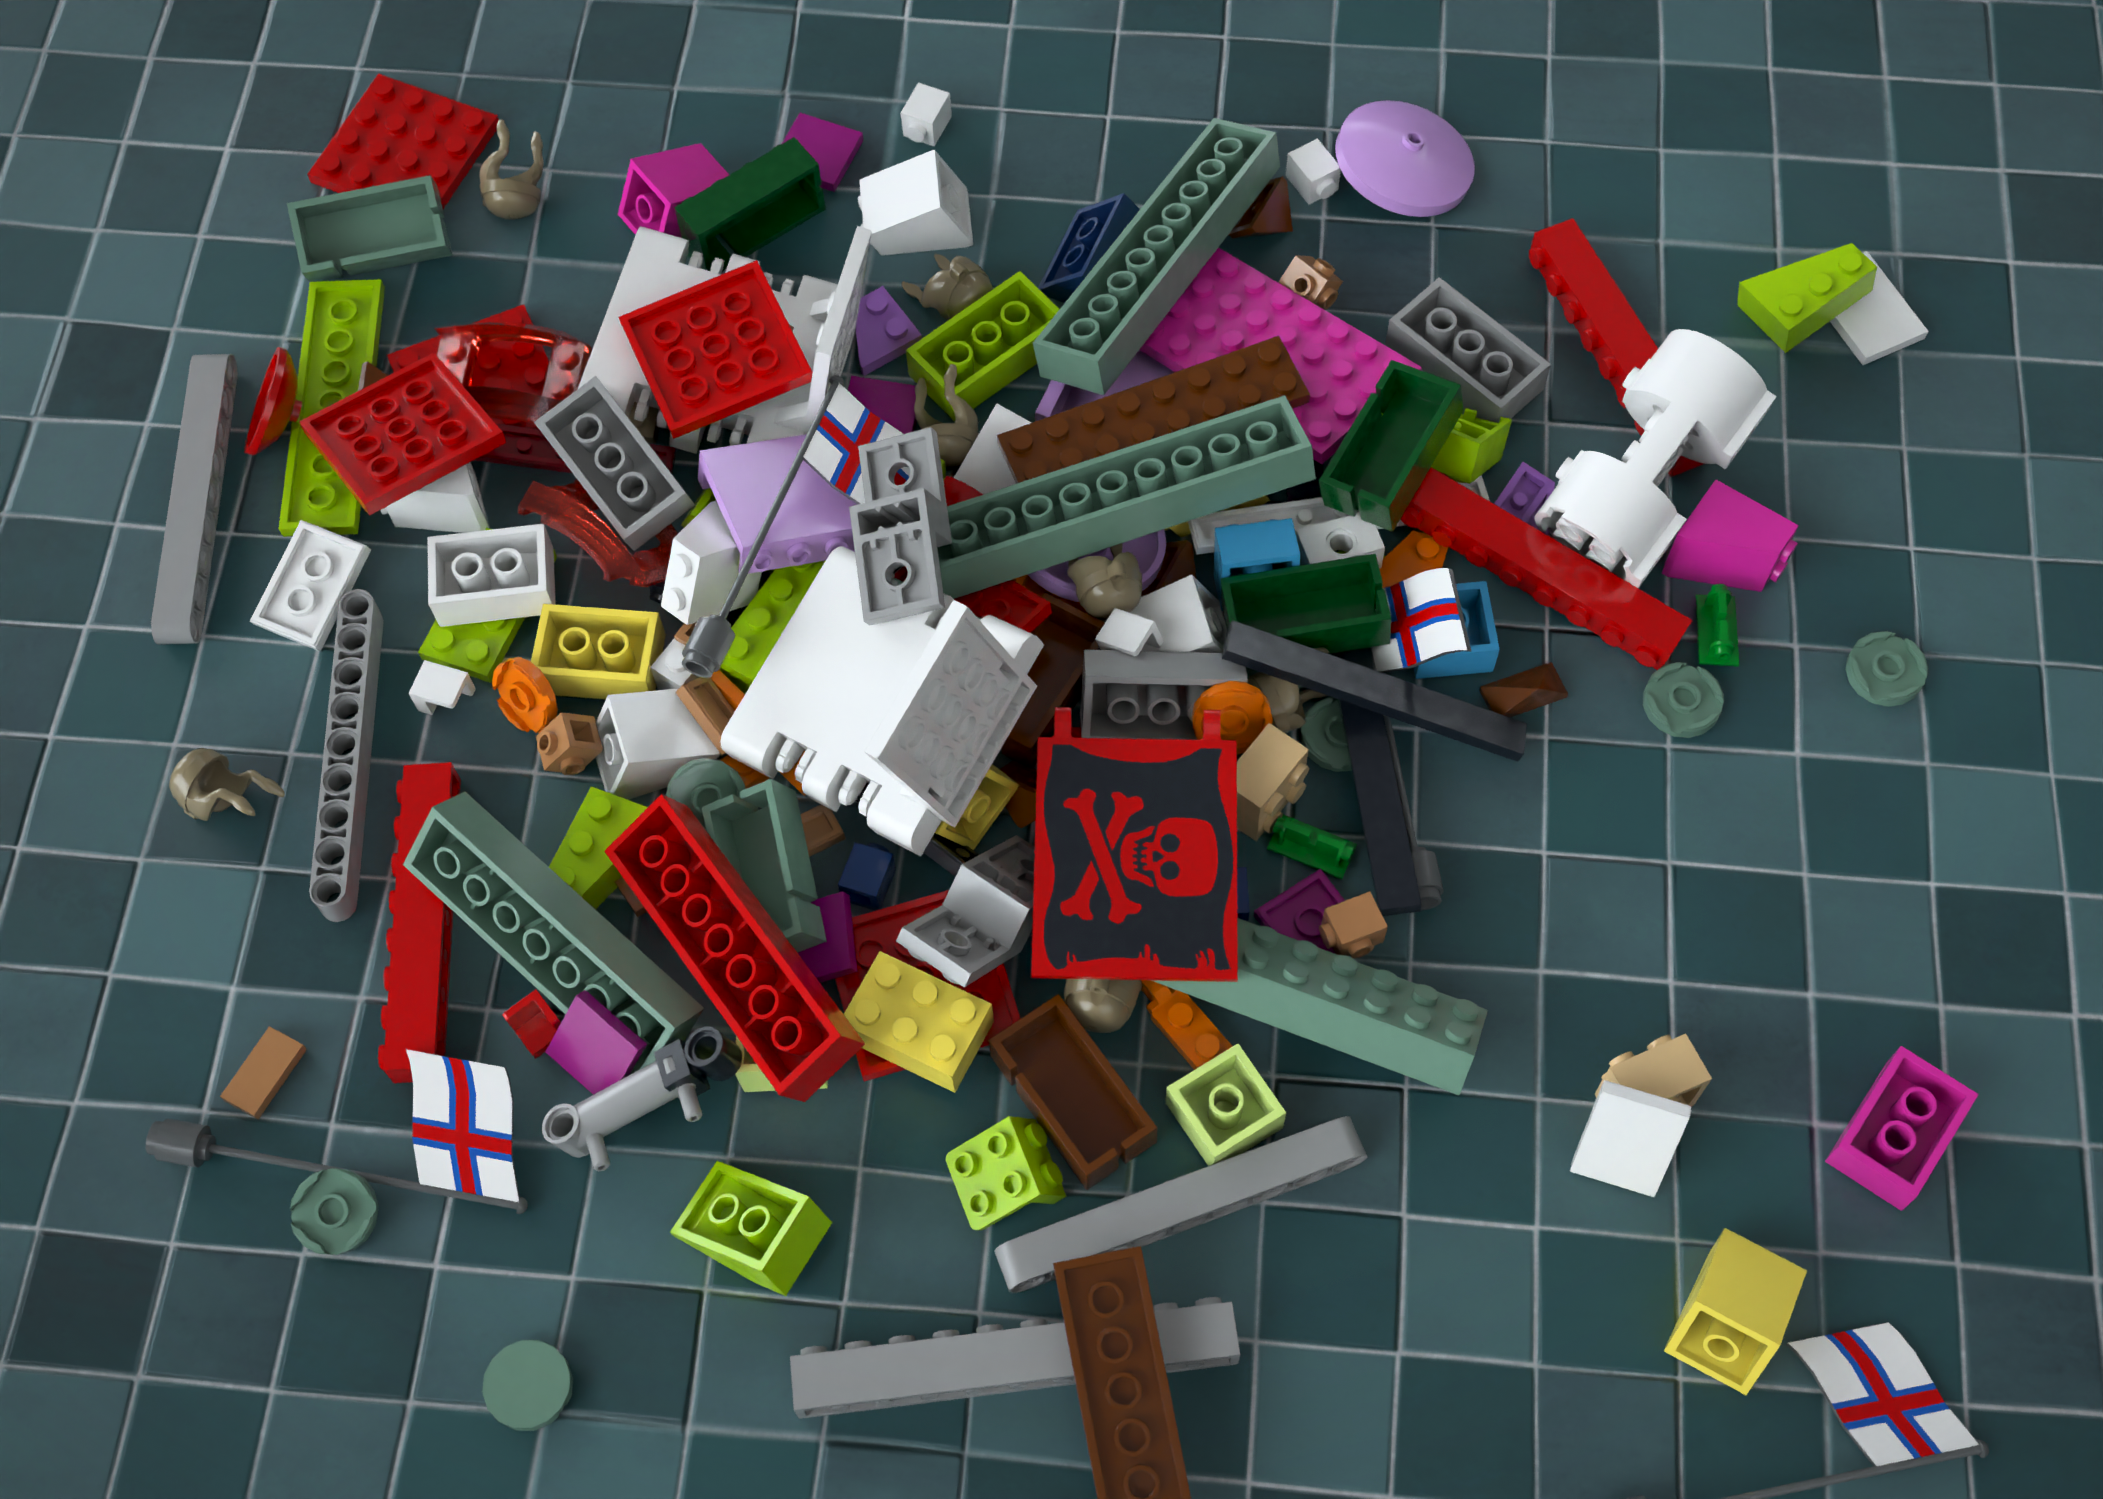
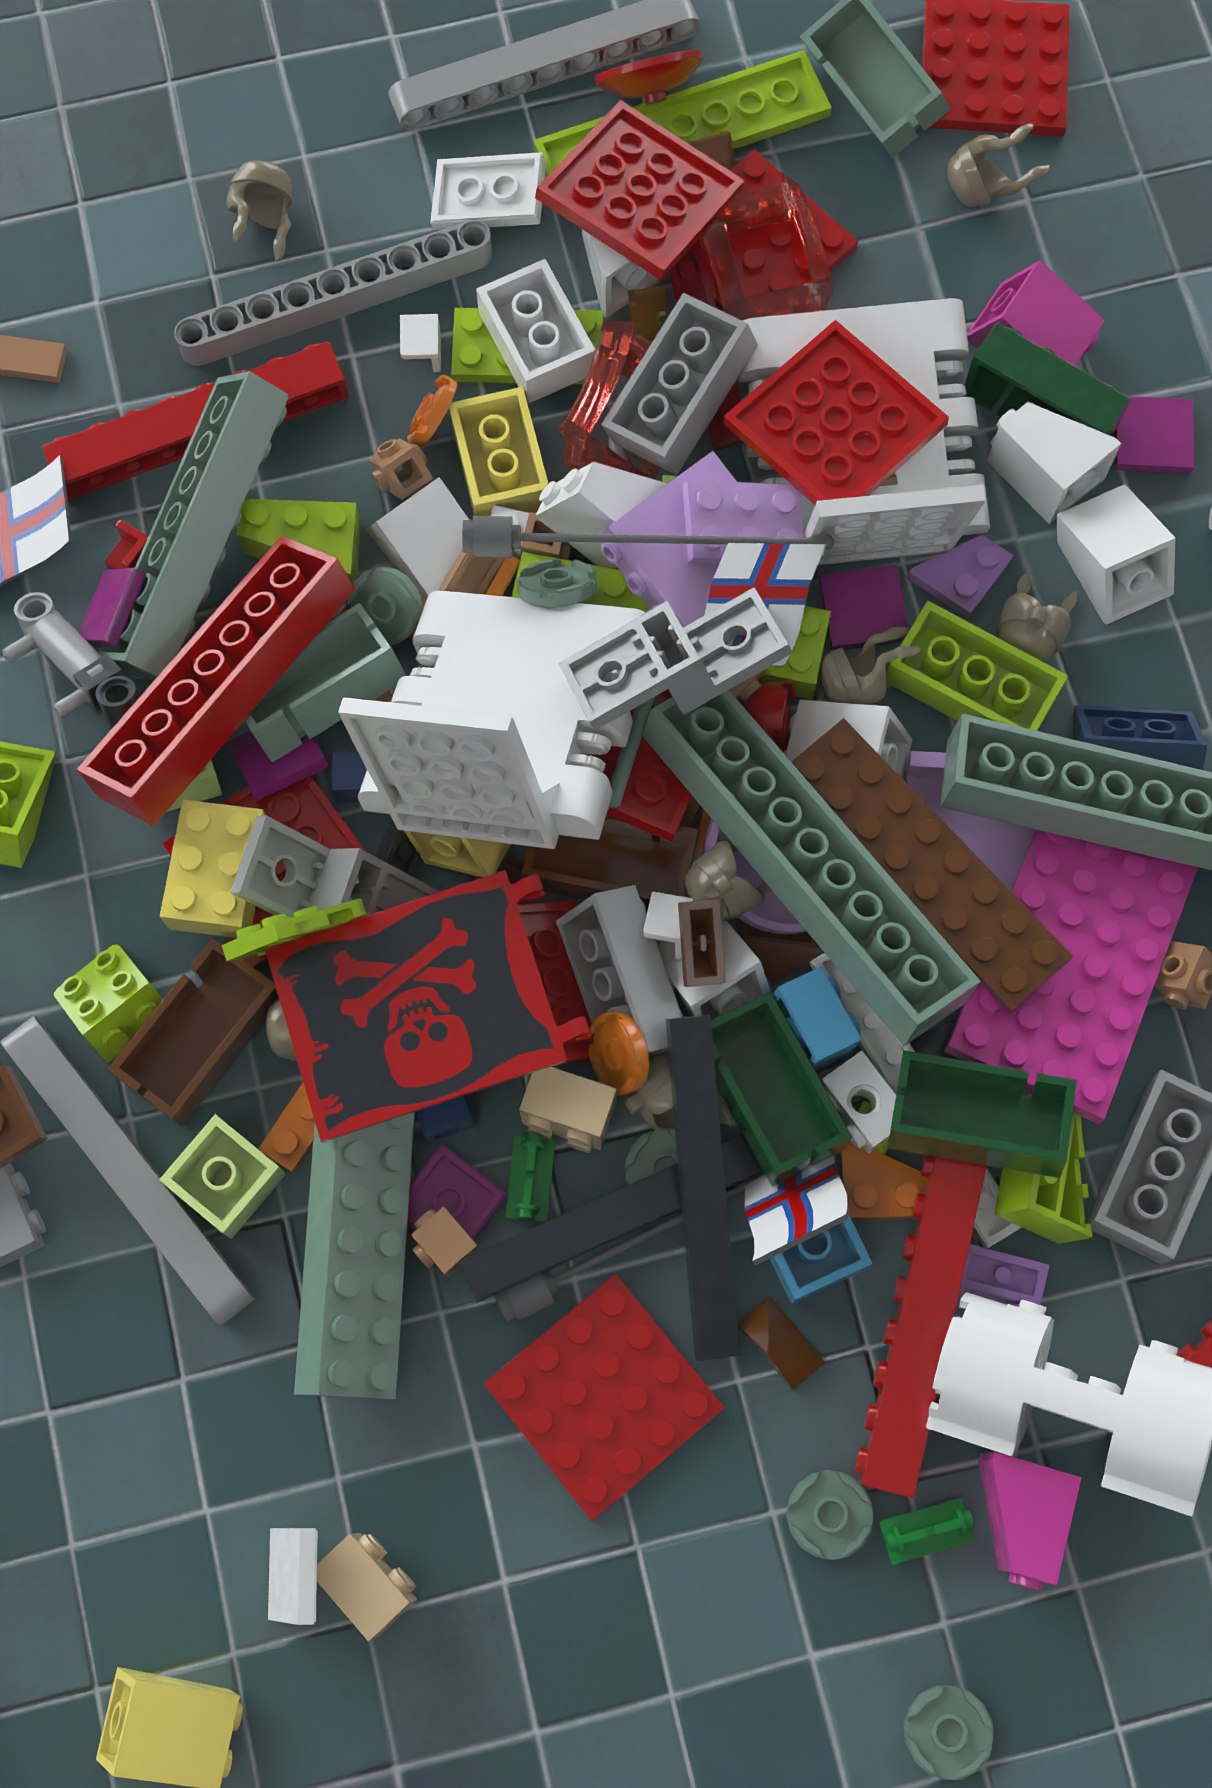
camera: 70 degrees right, 10 degrees up
(505, 491) = (644, 308): none -> clear orange leg
(768, 622) = (555, 584): none -> sand green tile
(770, 451) = (738, 510): none -> lavender plate
(809, 224) = (1050, 458): none -> white slope
(1026, 933) = (283, 929): none -> lime wing
(1163, 607) = (701, 942): none -> reddish brown slope
(1529, 847) = (603, 1396): none -> red plate

